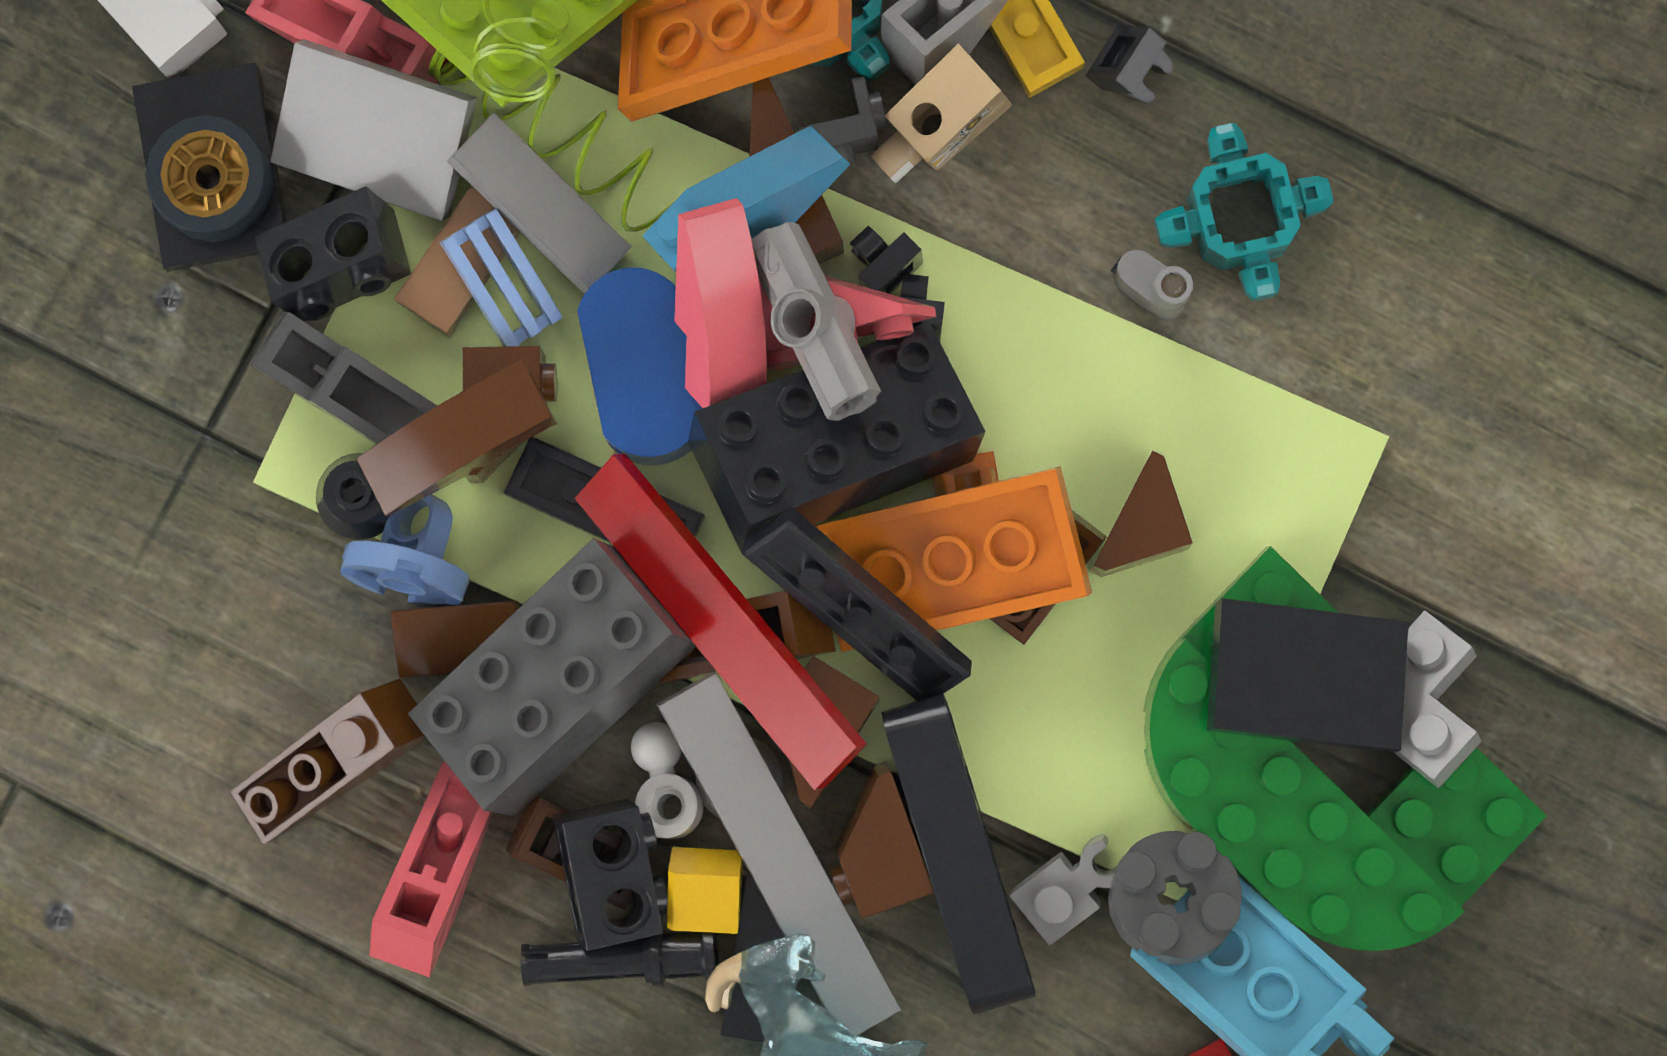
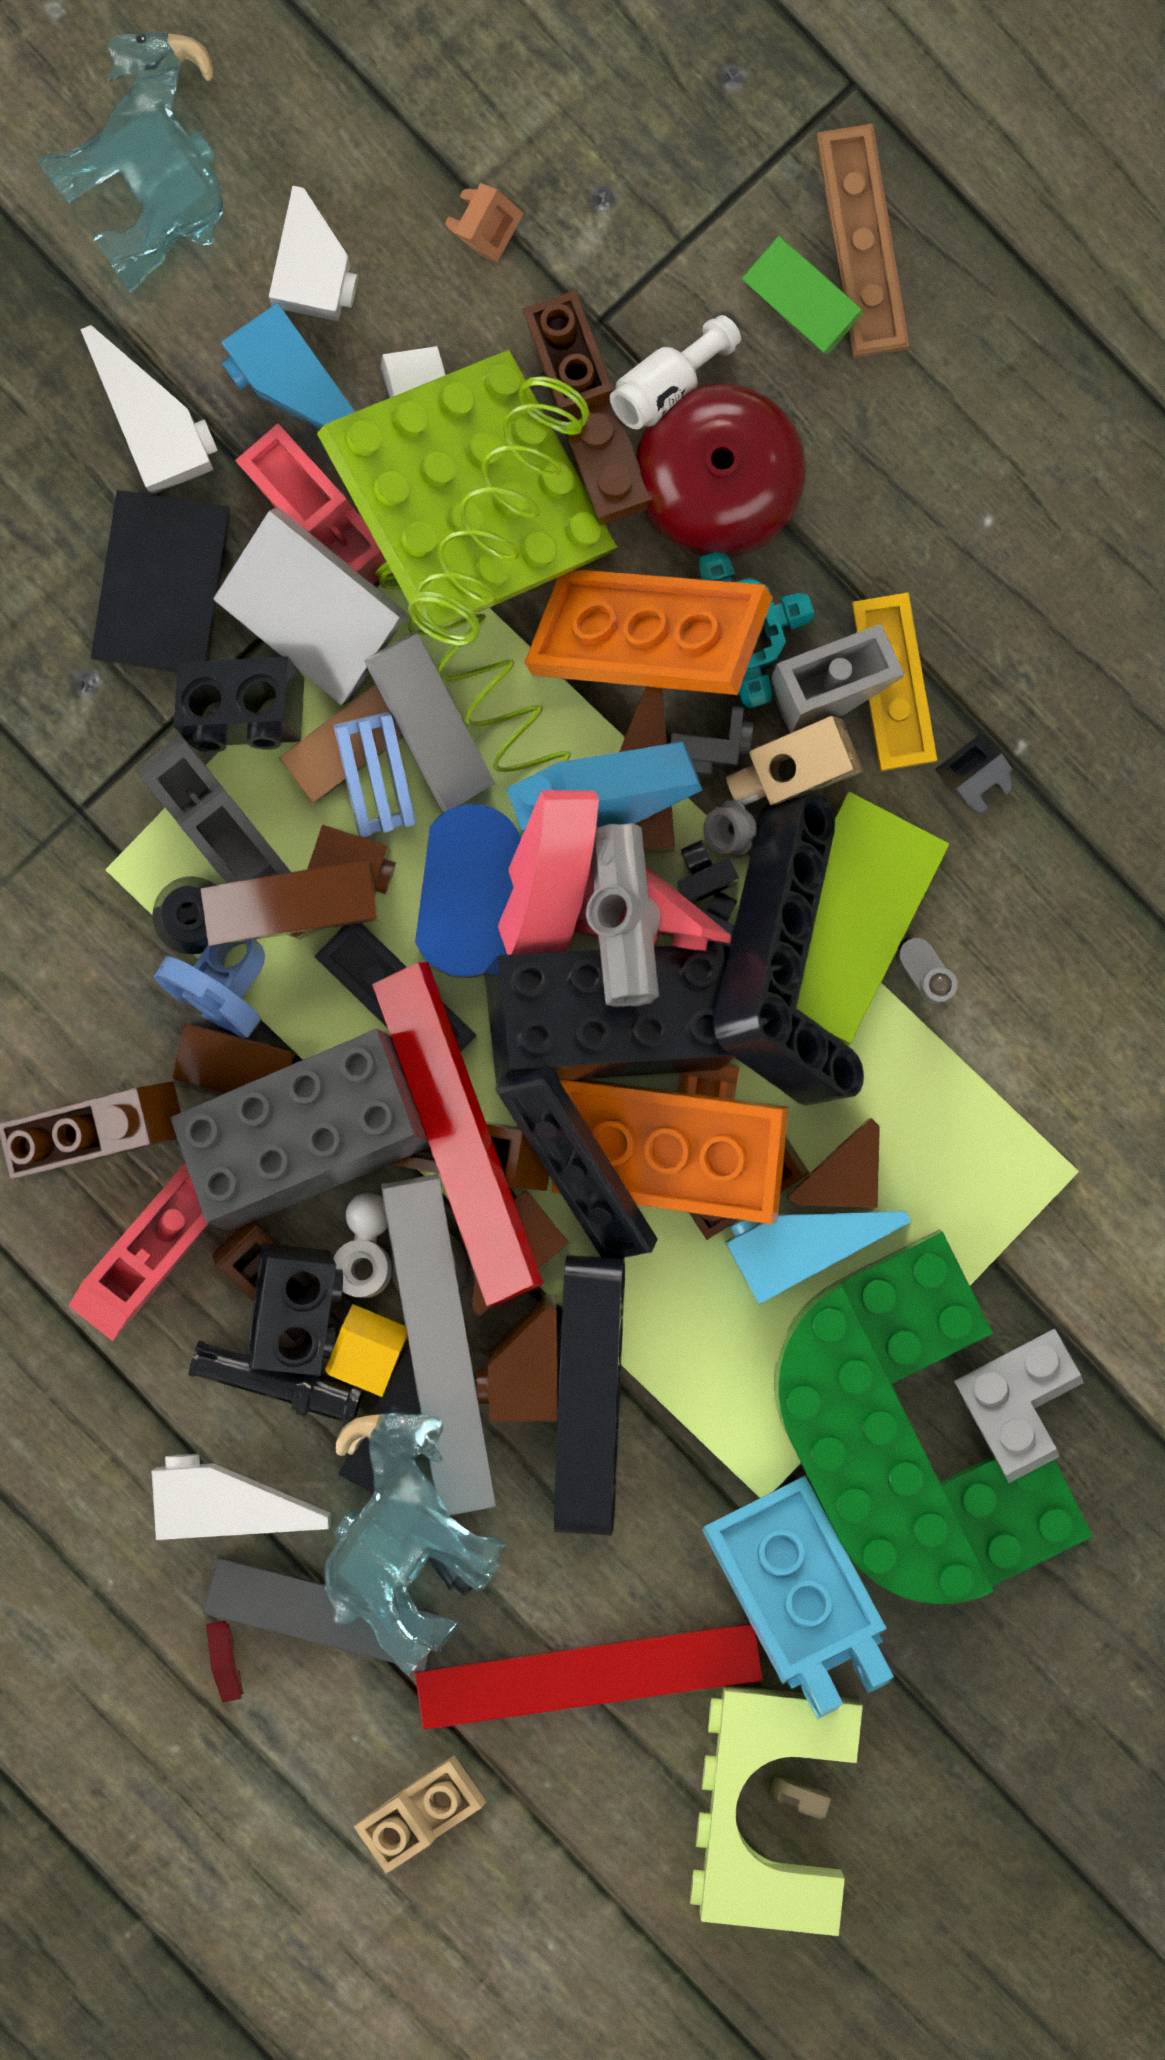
camera: 10 degrees right, 5 degrees up
(200, 147) = (159, 568): wheel -> none
(883, 210) = (730, 829): none -> light grey plate
(984, 326) = (768, 958): none -> black beam
(1051, 258) = (865, 907): none -> lime tile
(1063, 894) = (665, 1459): light grey plate -> none
(1121, 615) = (802, 1245): none -> medium azure slope
(1158, 929) = (733, 1520): dark grey plate -> none
(1227, 149) = (1032, 876): teal piece -> none
(1307, 676) = (932, 1353): black tile -> none

